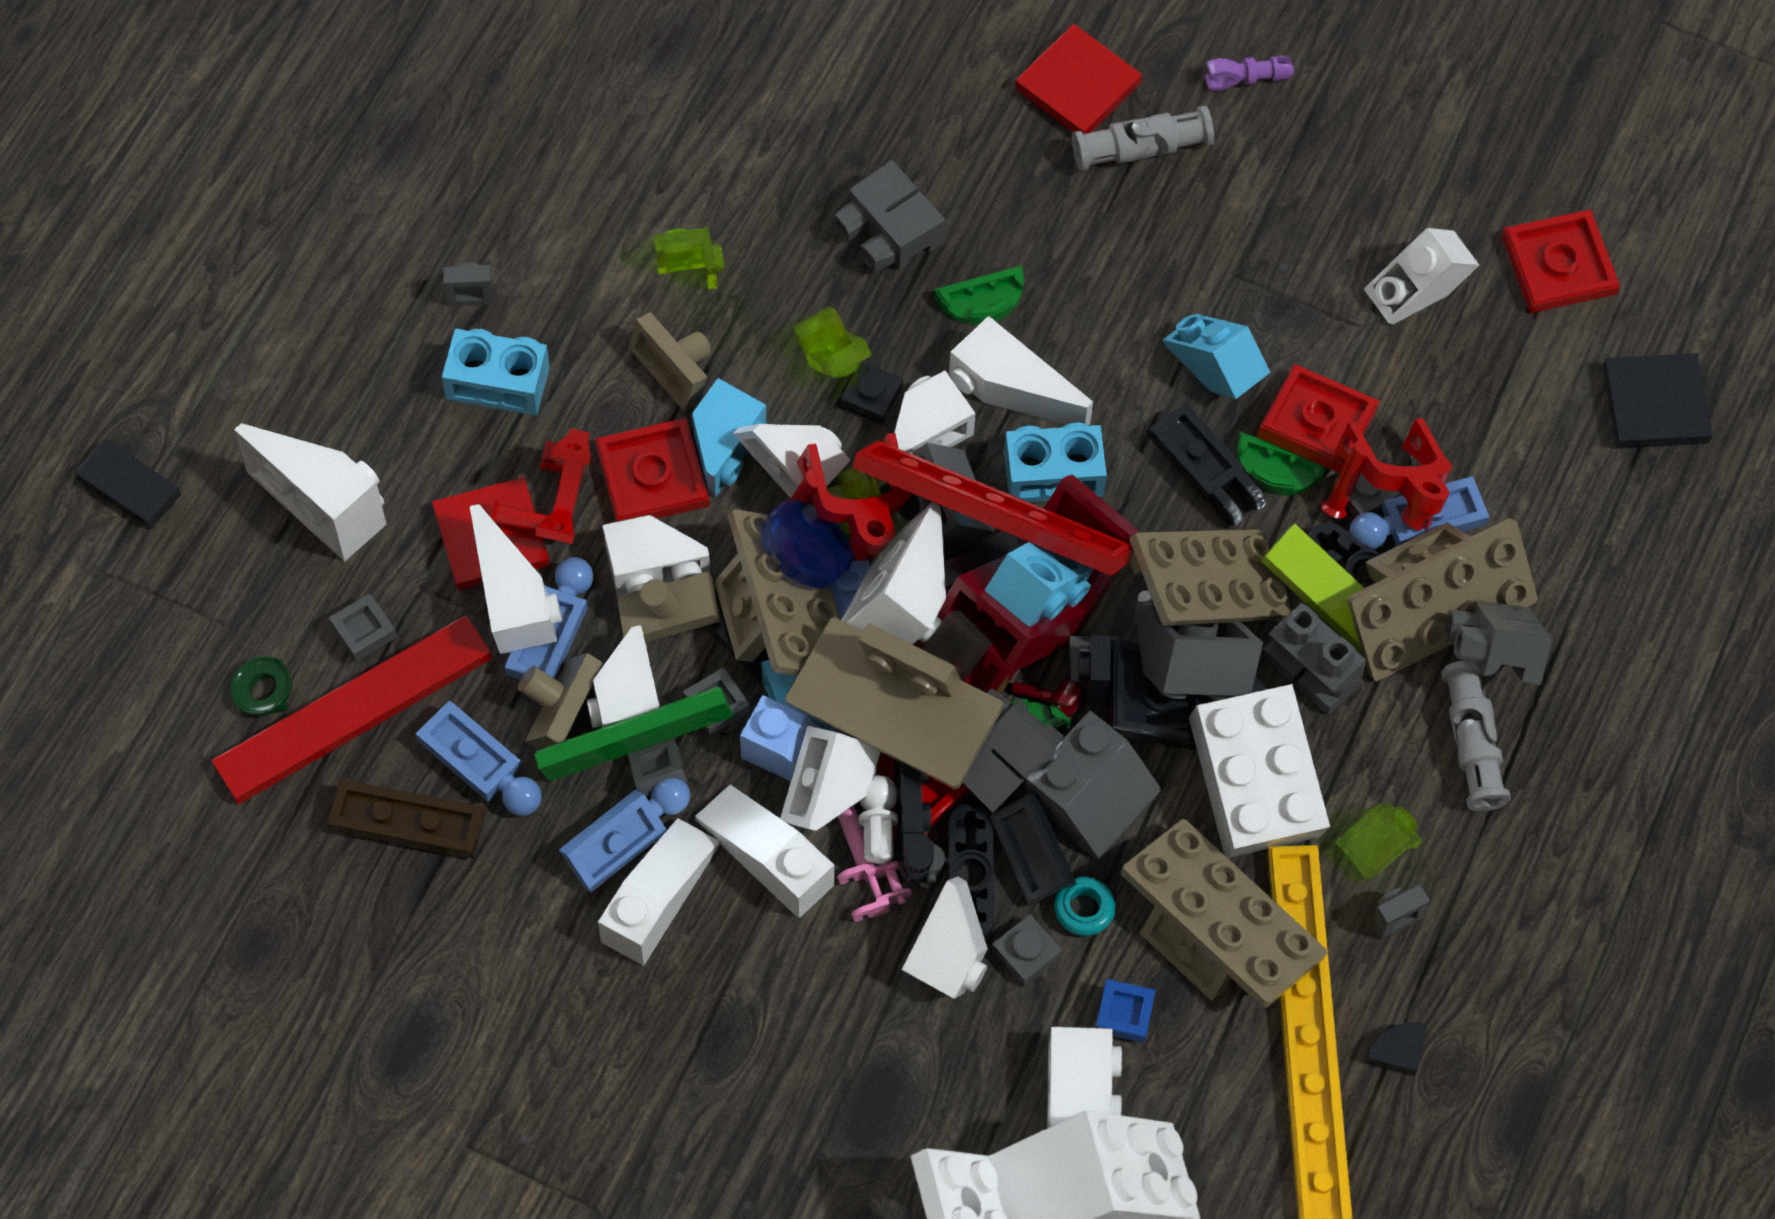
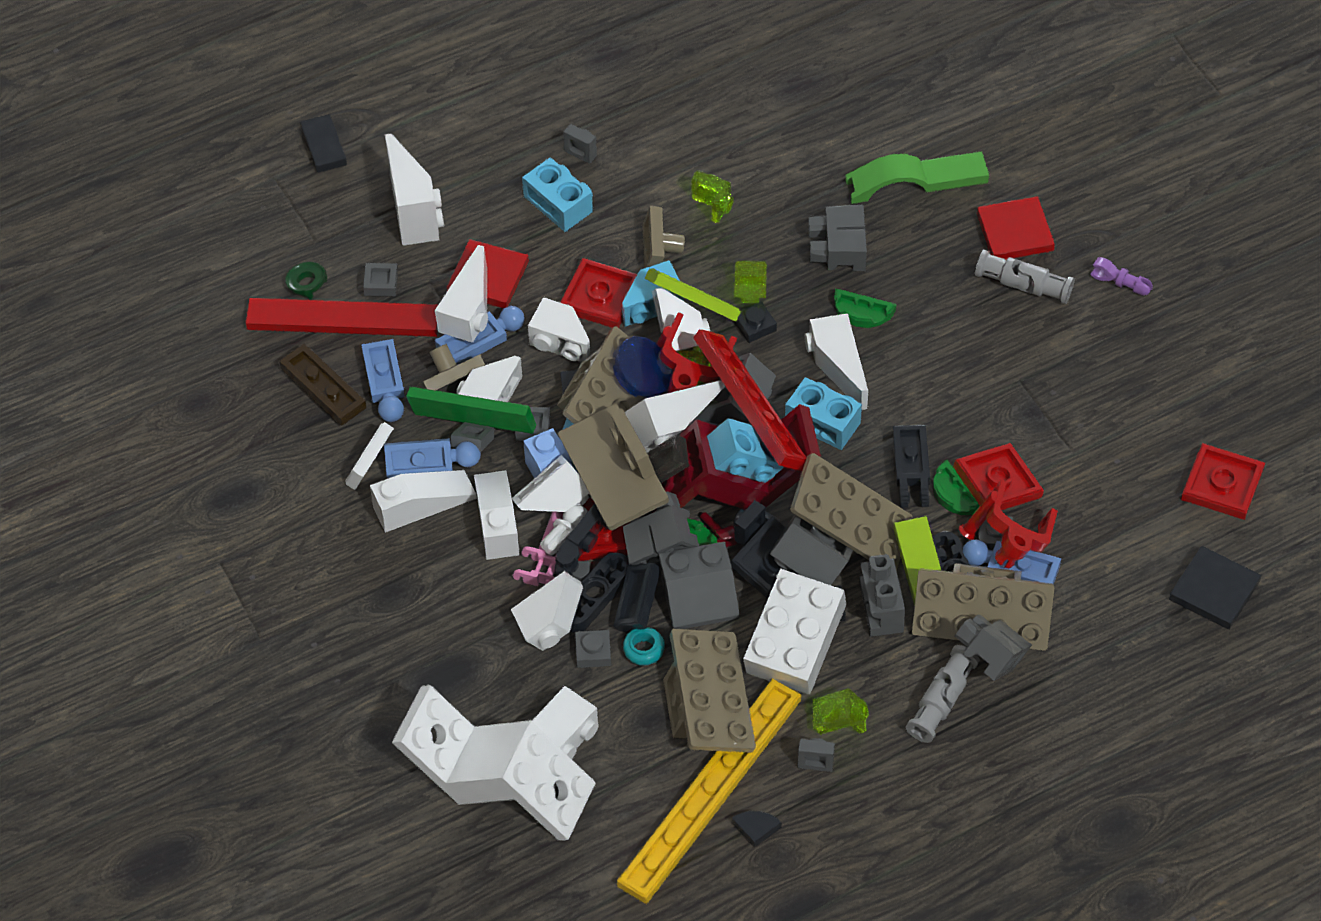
camera: 40 degrees right, 10 degrees down
(549, 878) = (368, 455): none -> white tile
(570, 460) = (556, 264): red piece -> none
(670, 606) = (547, 362): dark tan tile -> none
(787, 406) = (692, 294): none -> lime tile
(896, 81) = (930, 174): none -> bright green piece
(934, 414) = (774, 348): white slope -> none
(1126, 1010) = (618, 709): blue plate -> none
(1218, 354) = (967, 410): medium azure slope -> none
(1421, 274) = (1128, 437): white slope -> none

